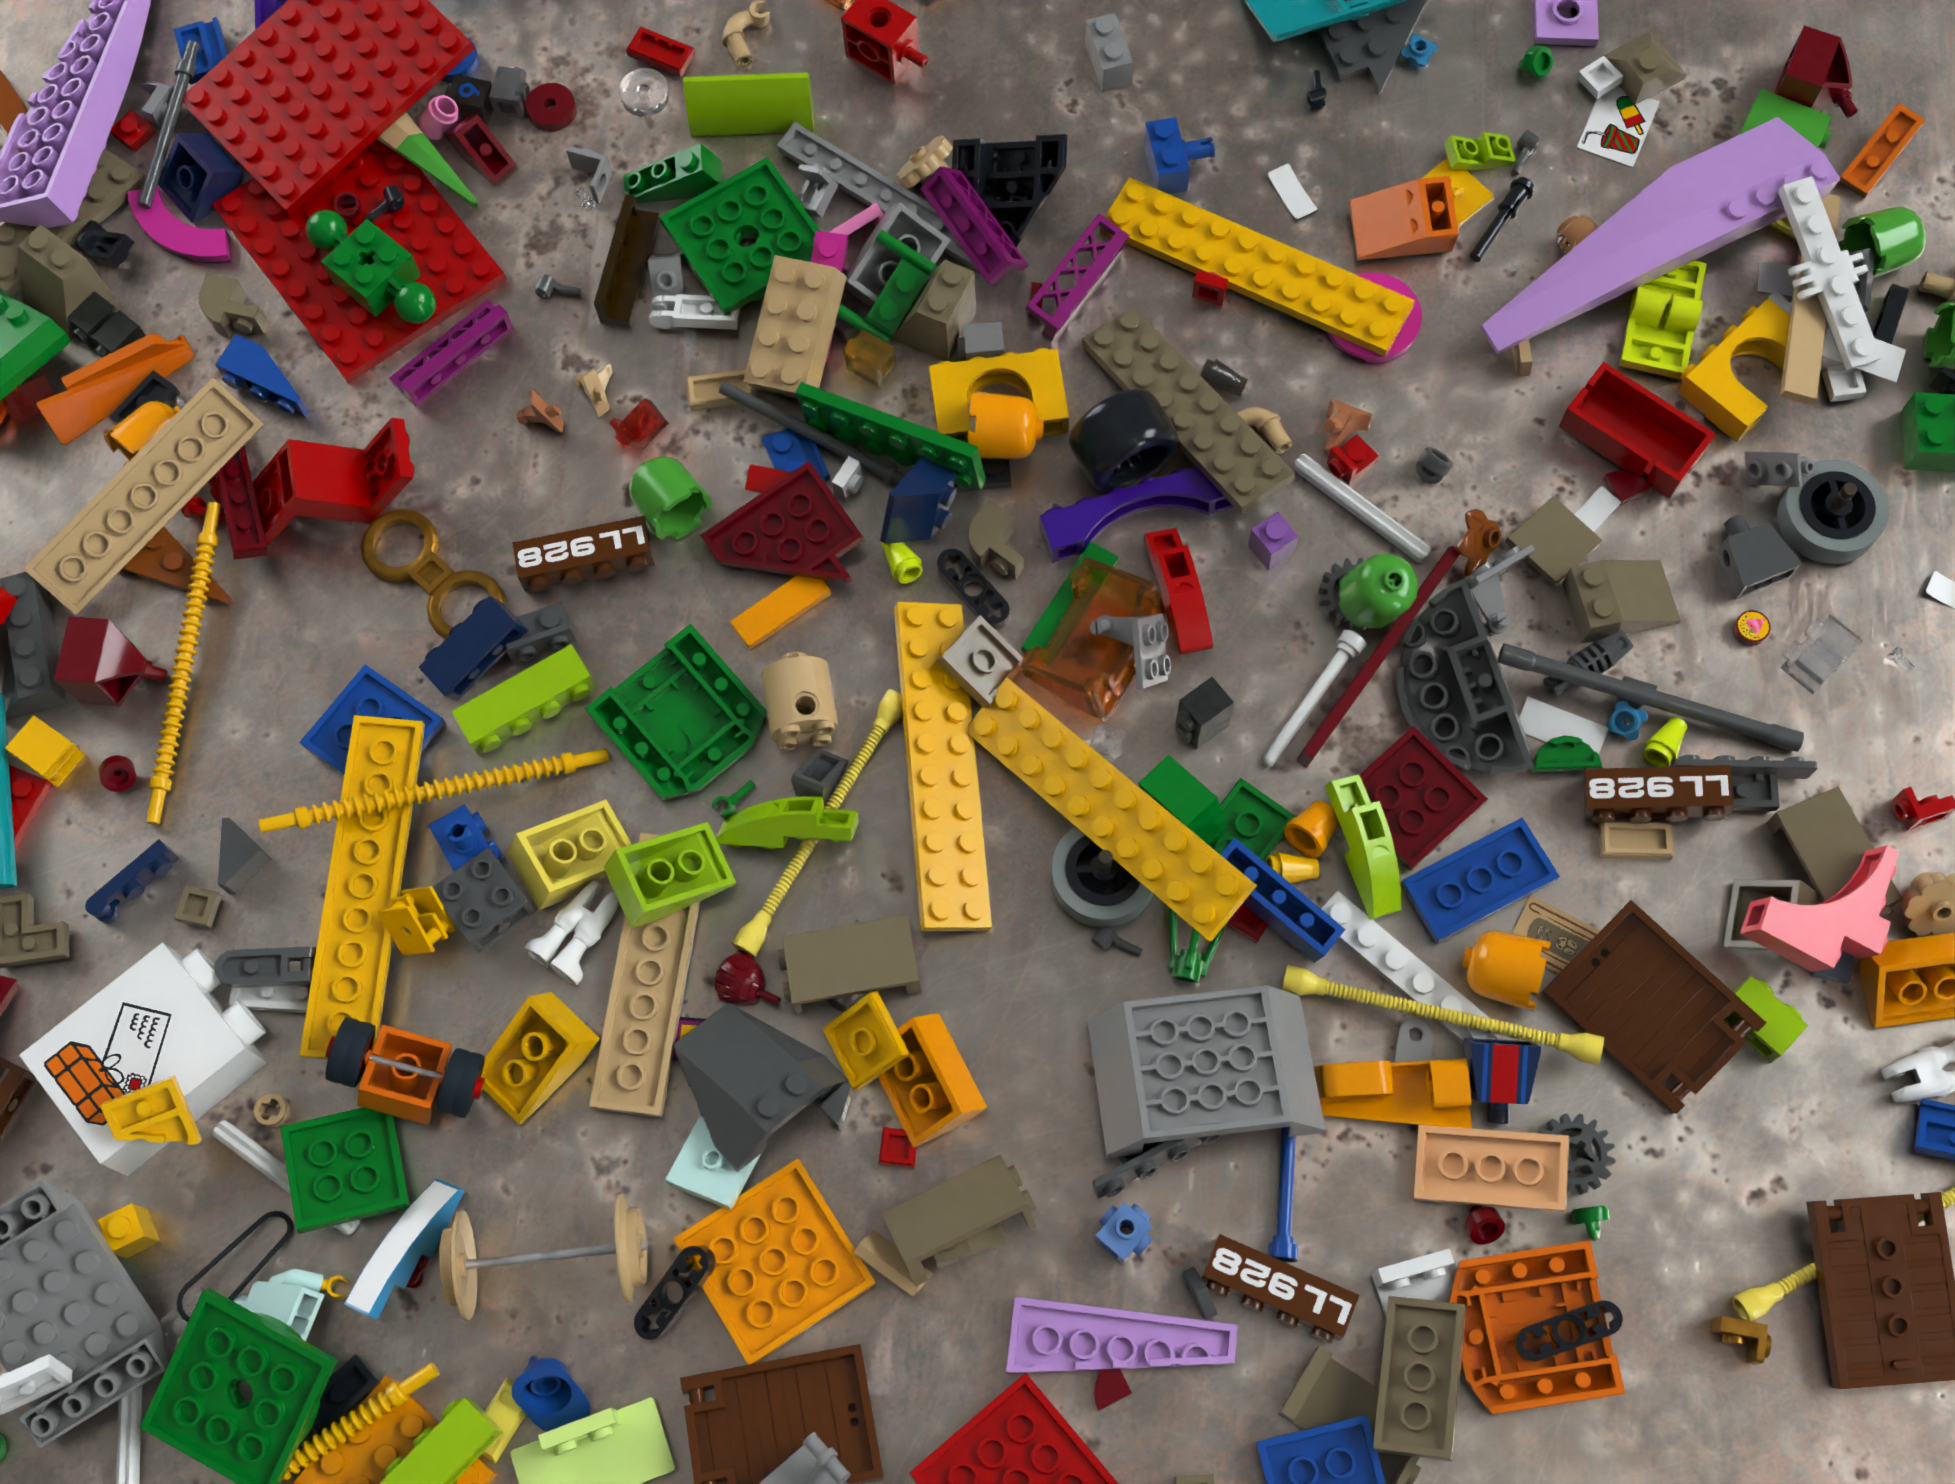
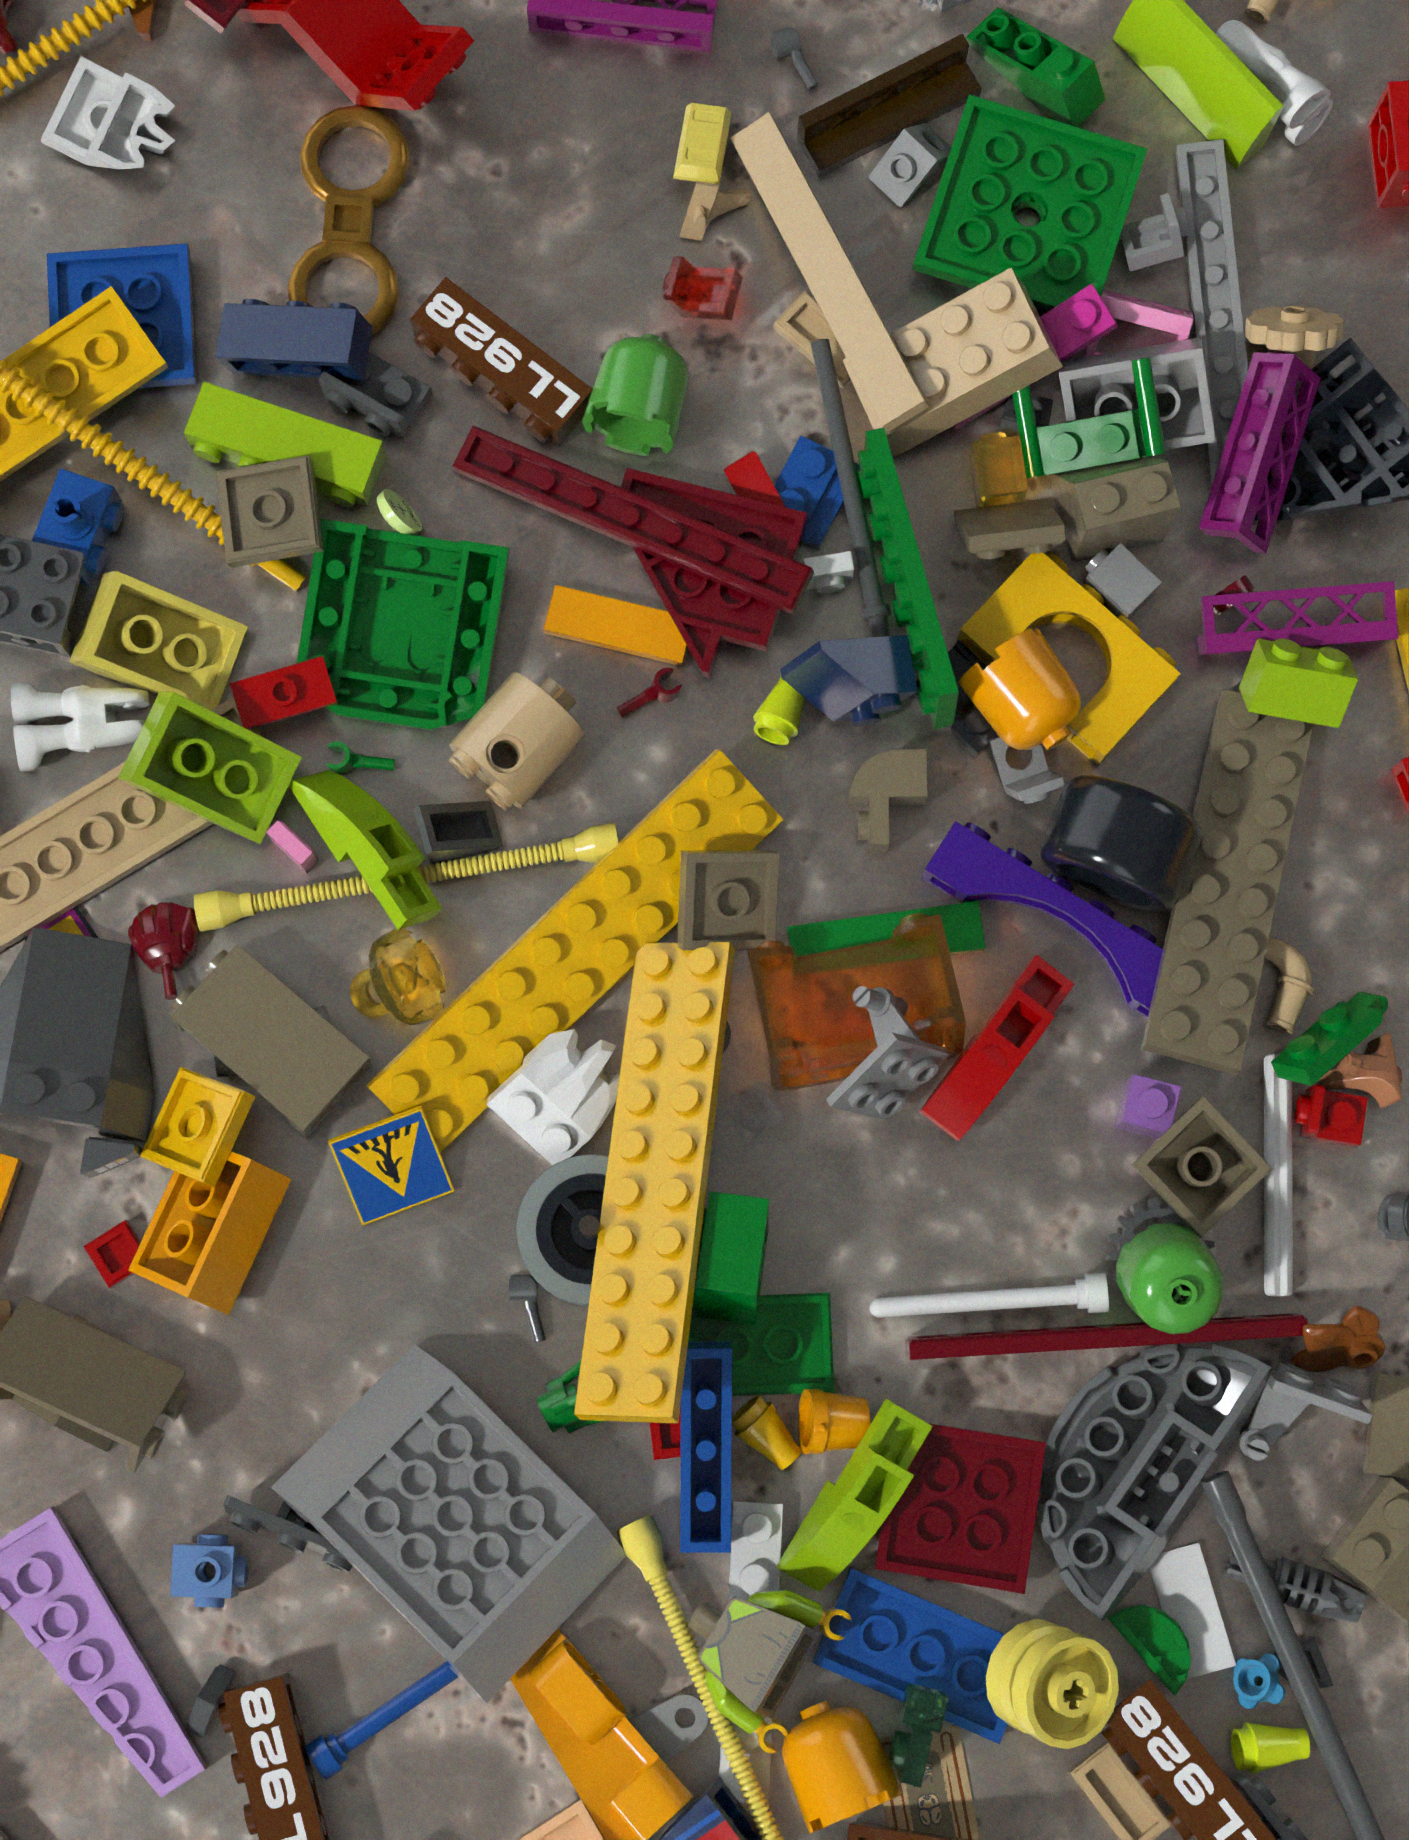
camera: 45 degrees right, 10 degrees up
(255, 652) = (108, 118): none -> white plate
(541, 413) = (628, 170): nougat piece -> none
(556, 731) = (269, 511): none -> dark tan tile
(559, 365) = (702, 143): none -> light yellow tile
(616, 671) = (398, 513): none -> yellowish green piece
(663, 803) = (283, 693): none -> red plate
(691, 312) = (887, 228): white hinge -> none
(691, 351) = (829, 273): none -> tan tile
(731, 552) = (634, 520): none -> dark red tile
(751, 868) = (292, 845): none -> bright pink tile
(803, 63) = (1303, 97): none -> white piece
(833, 616) = (651, 694): none -> dark red hand
(879, 863) = (404, 978): none -> clear yellow tile
(903, 374) = (1009, 526): none -> dark tan tile
(951, 578) = (833, 785): black beam -> none
(977, 953) = (391, 1165): none -> piece
(1014, 831) = (558, 1095): none -> white plate
(1048, 466) = (1028, 783): none -> light grey bracket
(1110, 1388) = (36, 1685): dark red tile -> none
(1111, 297) = (1298, 682): none -> lime brick
(1203, 713) = (863, 1194): pearl dark grey piece -> none
(1223, 378) = (1308, 887): clear smoke cone -> none
(1311, 425) = (1330, 1038): none -> green hinge
(1329, 532) = (1201, 1166): none -> dark tan slope
(1413, 958) = (757, 1653): none -> torso
(1526, 912) = (921, 1713): none -> clear green plate
(1548, 819) = (1052, 1683): none -> light yellow wheel

